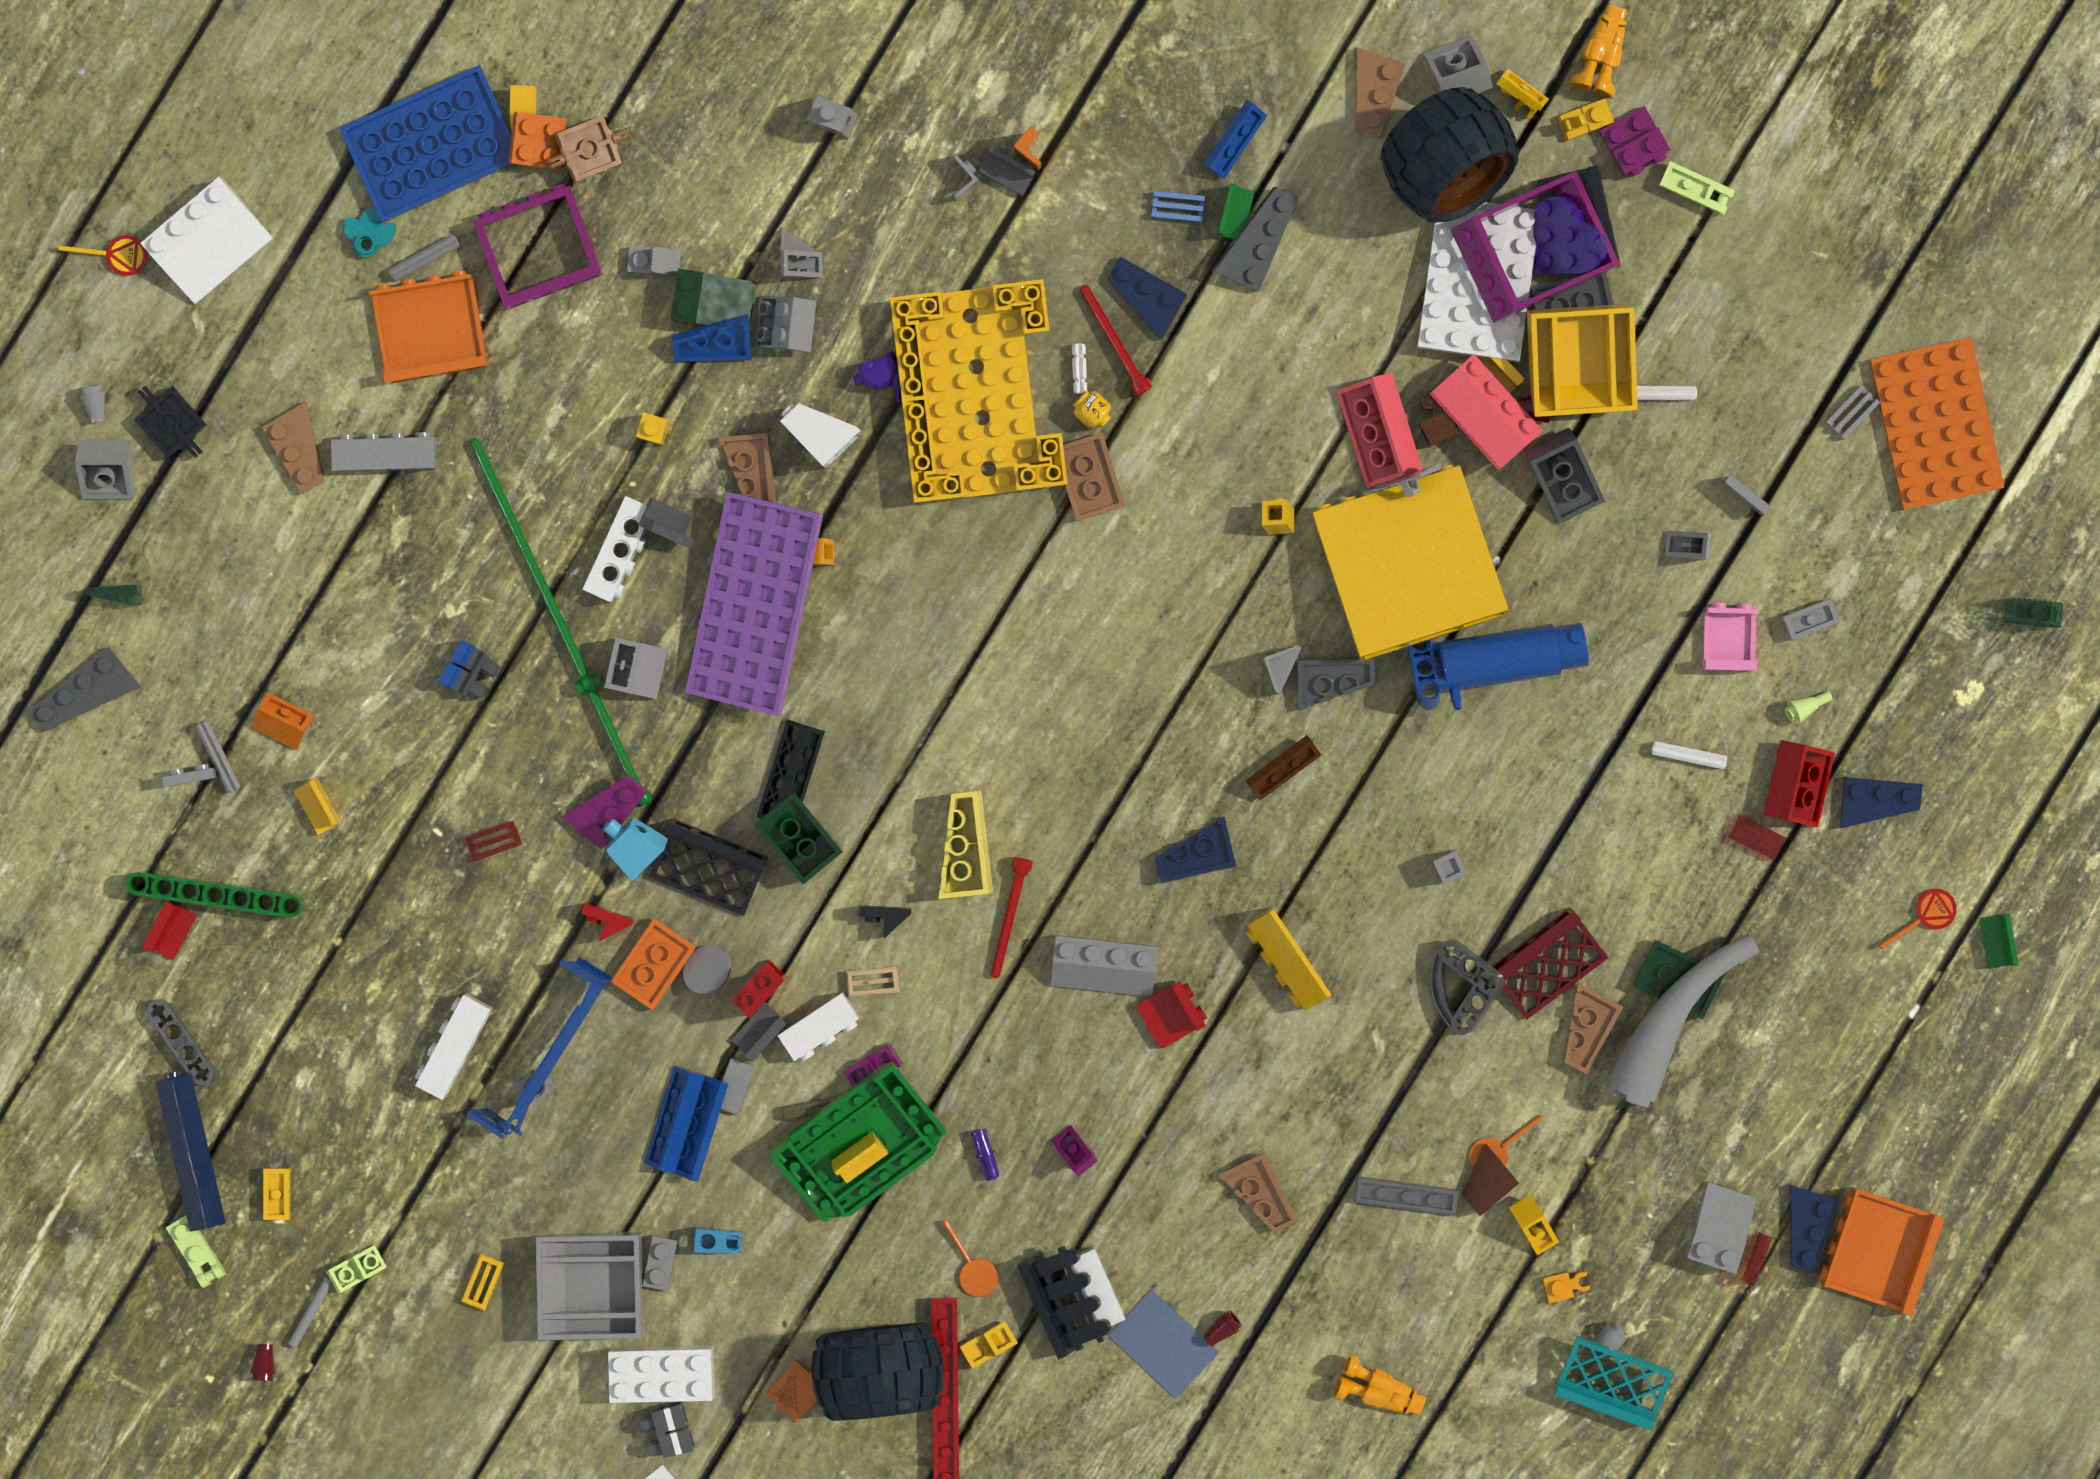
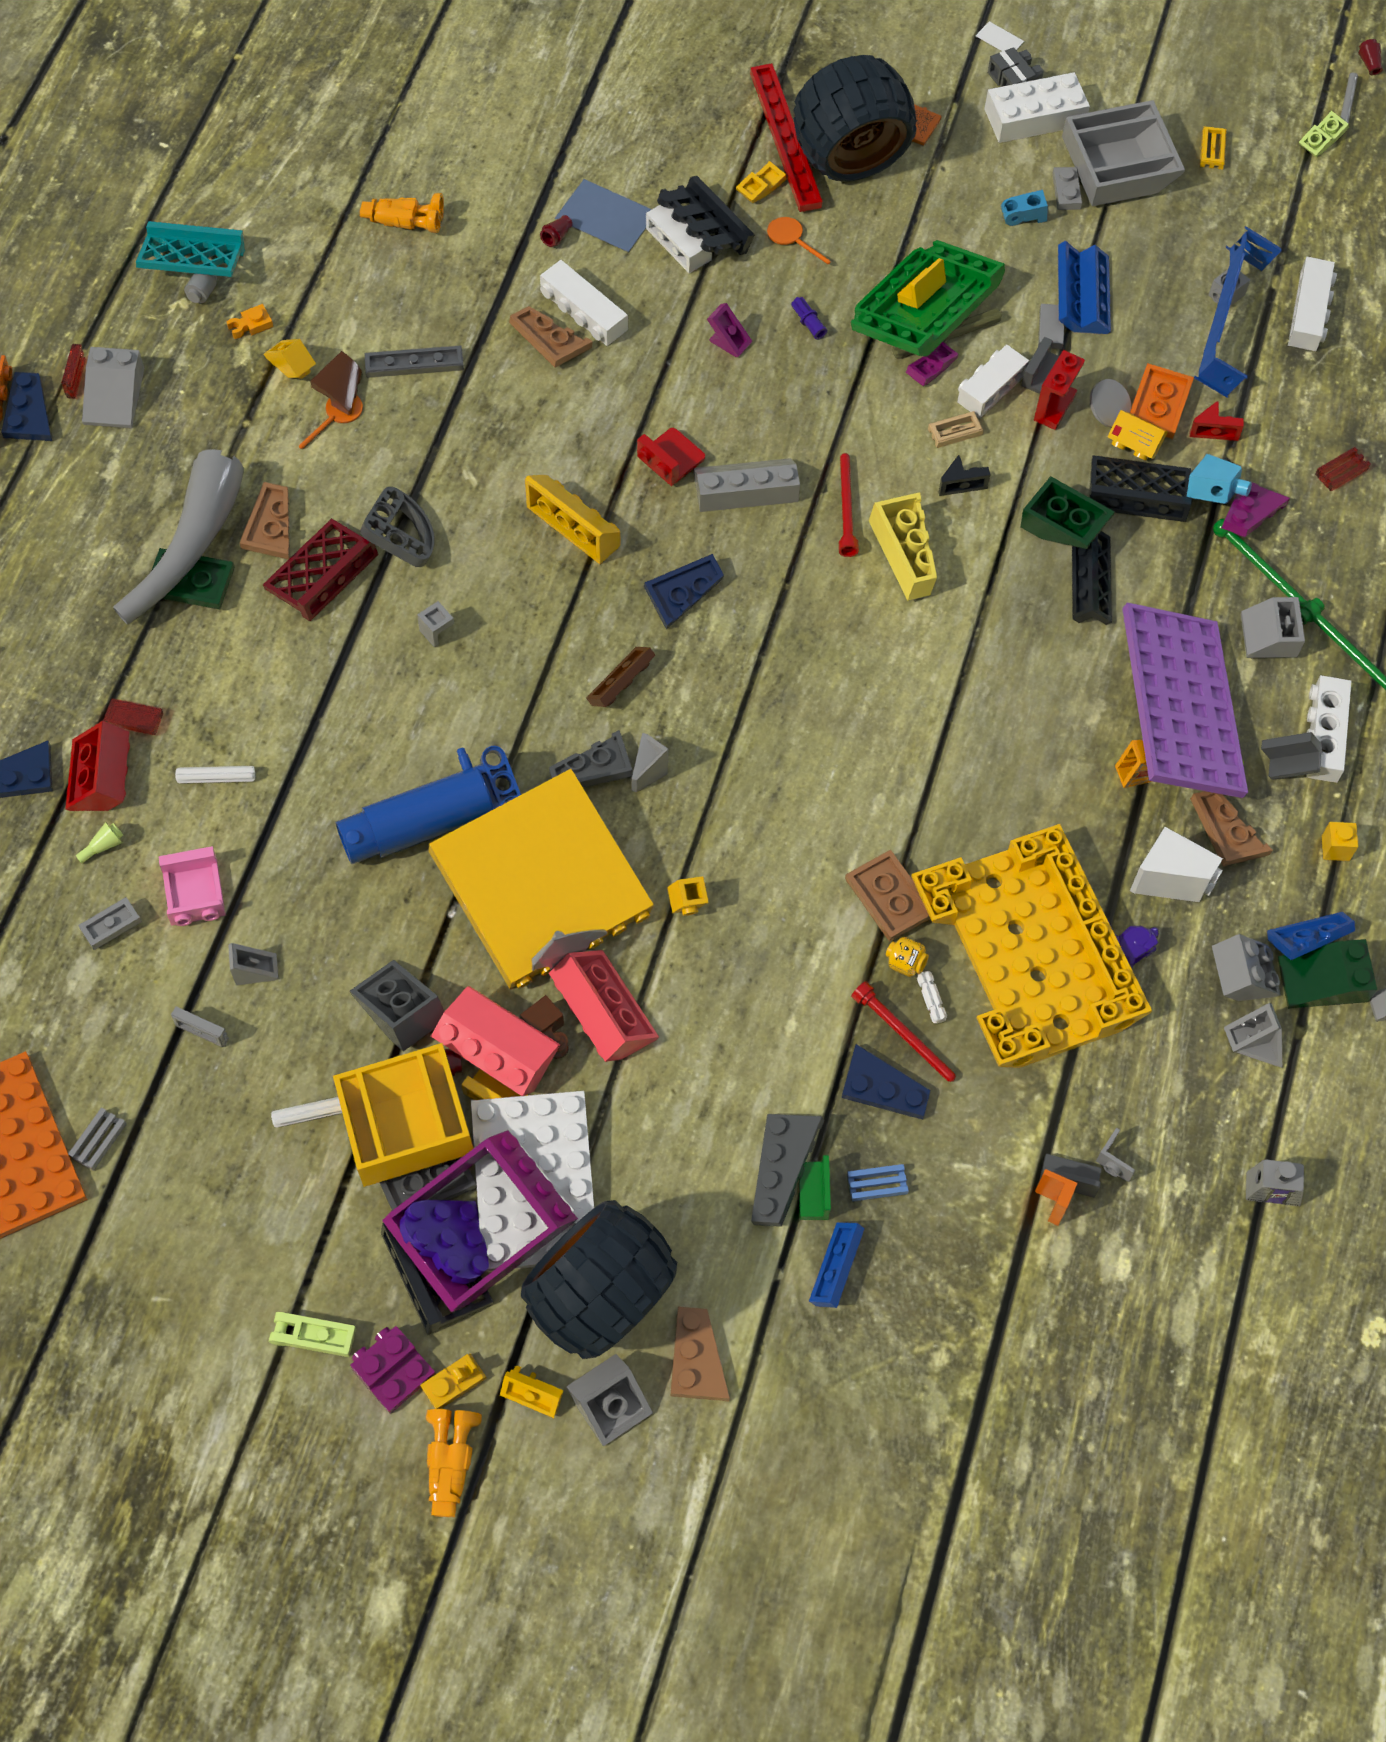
camera: 165 degrees right, 25 degrees down
(693, 923) = (1137, 434): none -> yellow brick
(1216, 1224) = (583, 303): none -> white brick

